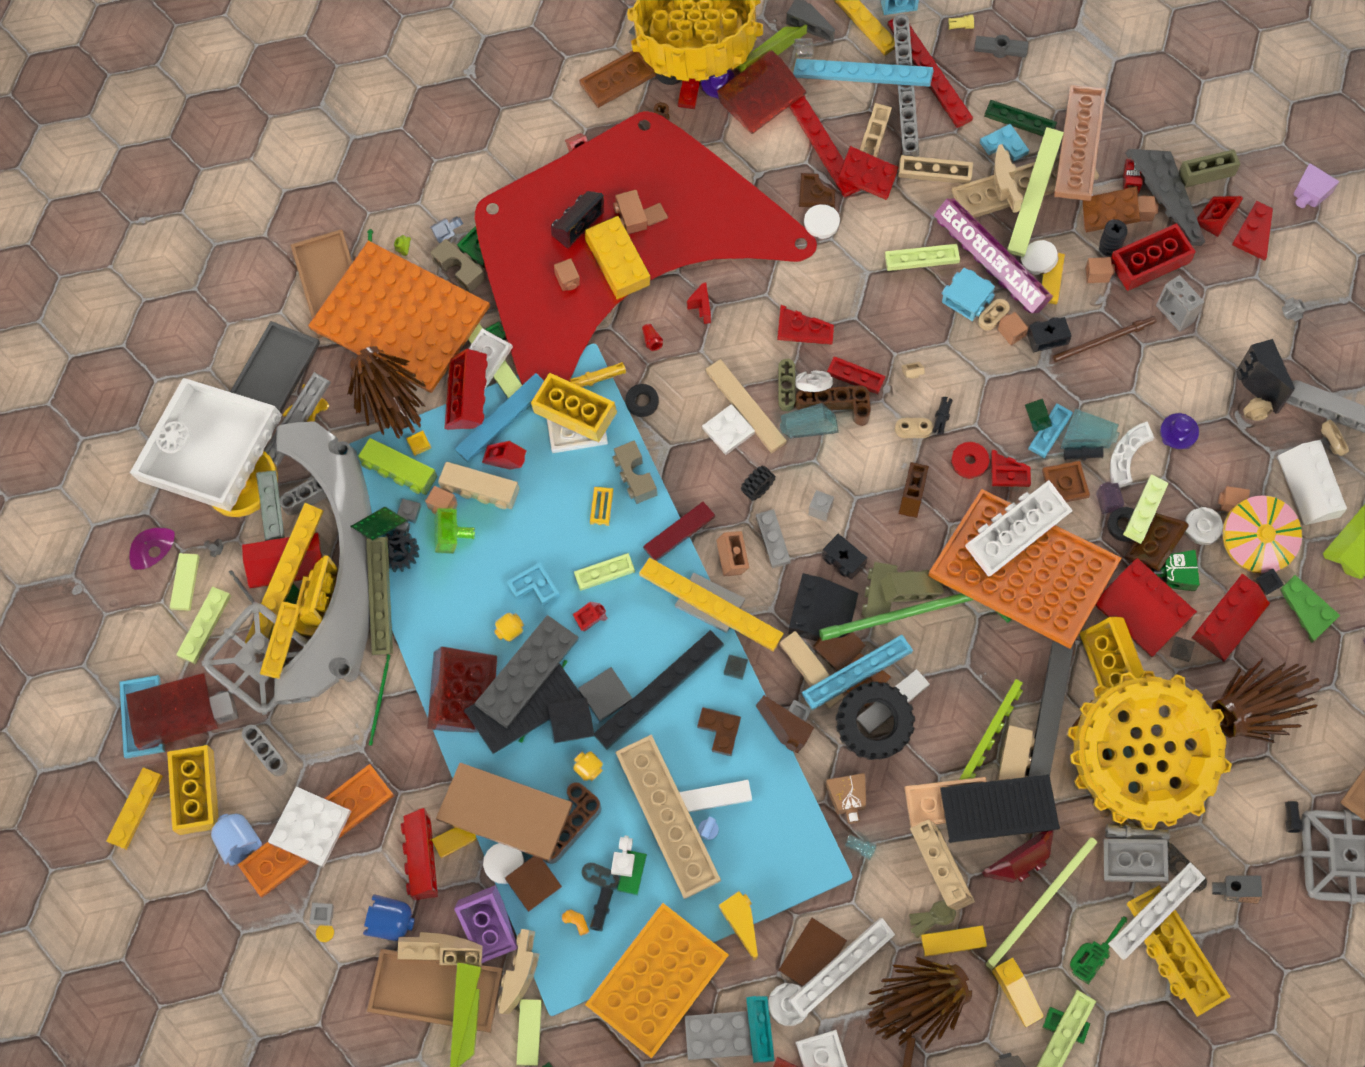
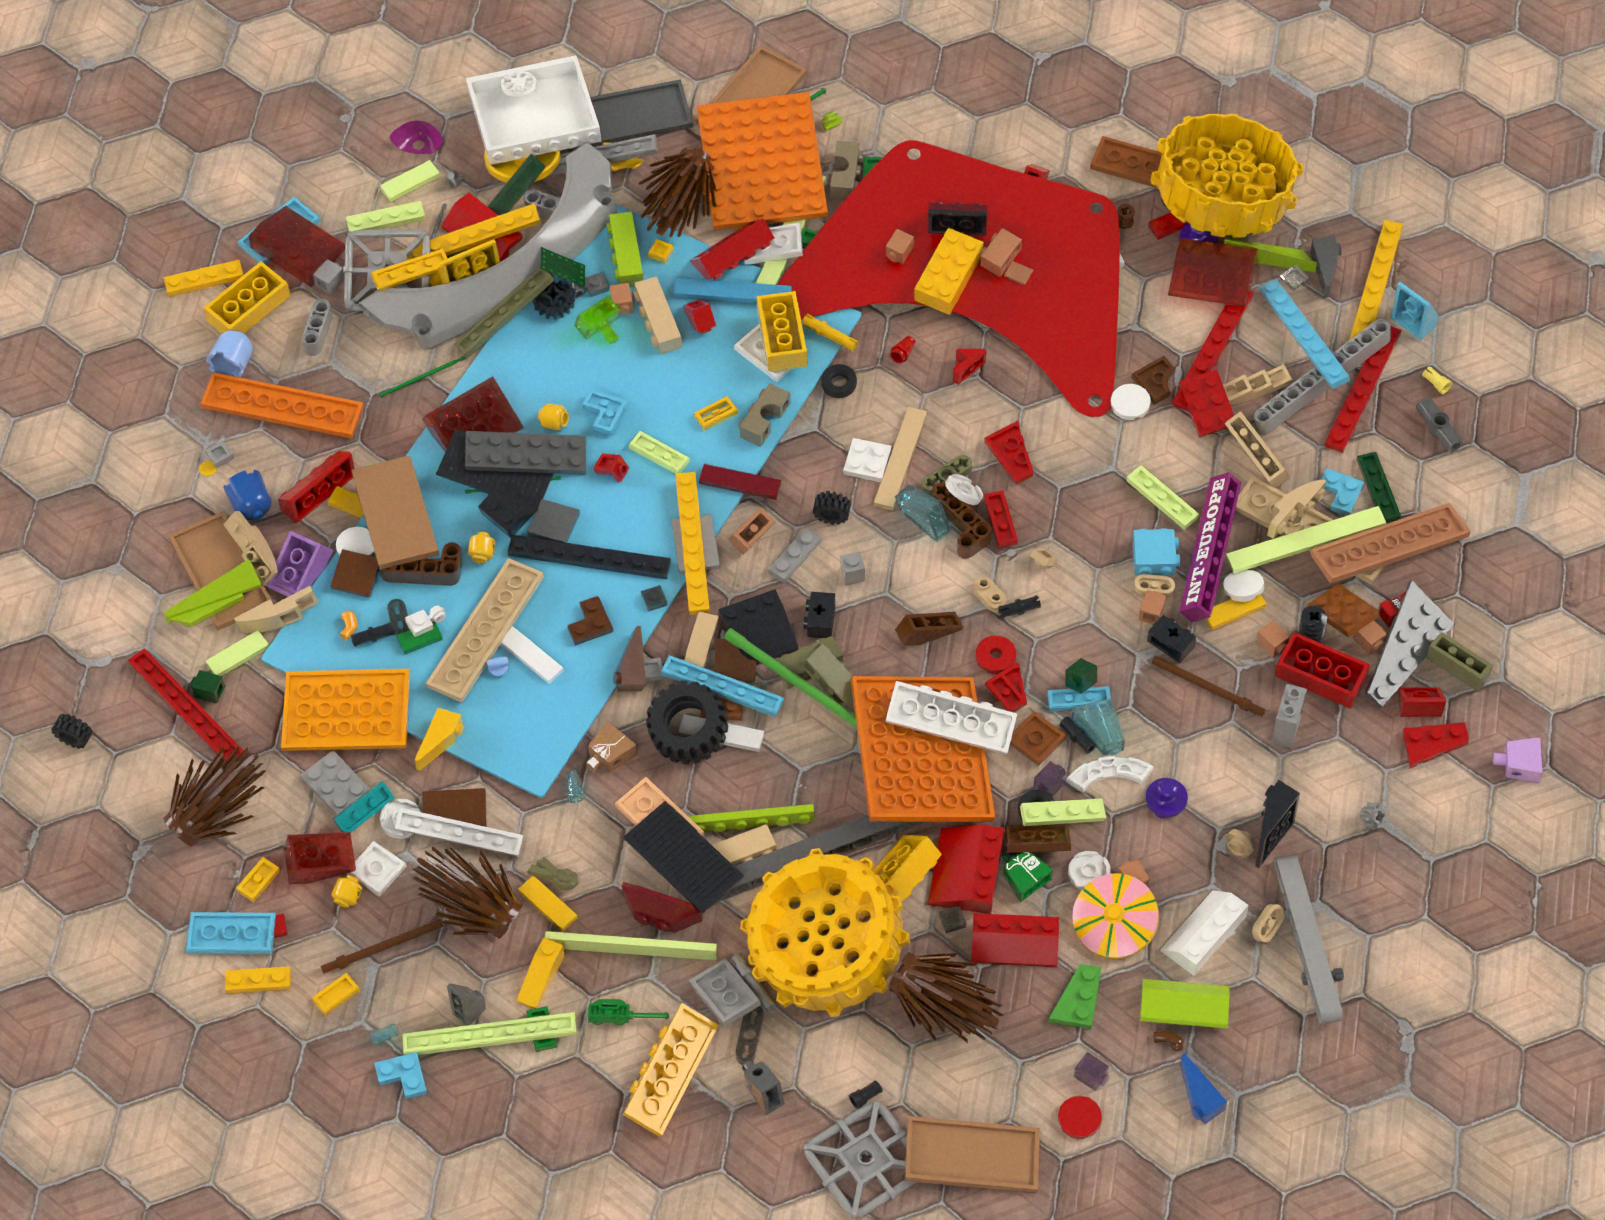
camera: 50 degrees right, 10 degrees down
(309, 826) = (279, 396): white plate -> none
(444, 229) = (870, 138): sand blue plate -> none
(942, 865) = (612, 850): tan window -> none
(1156, 911) = (687, 1025): white plate -> none
(1269, 582) = (1076, 950): black plate -> none

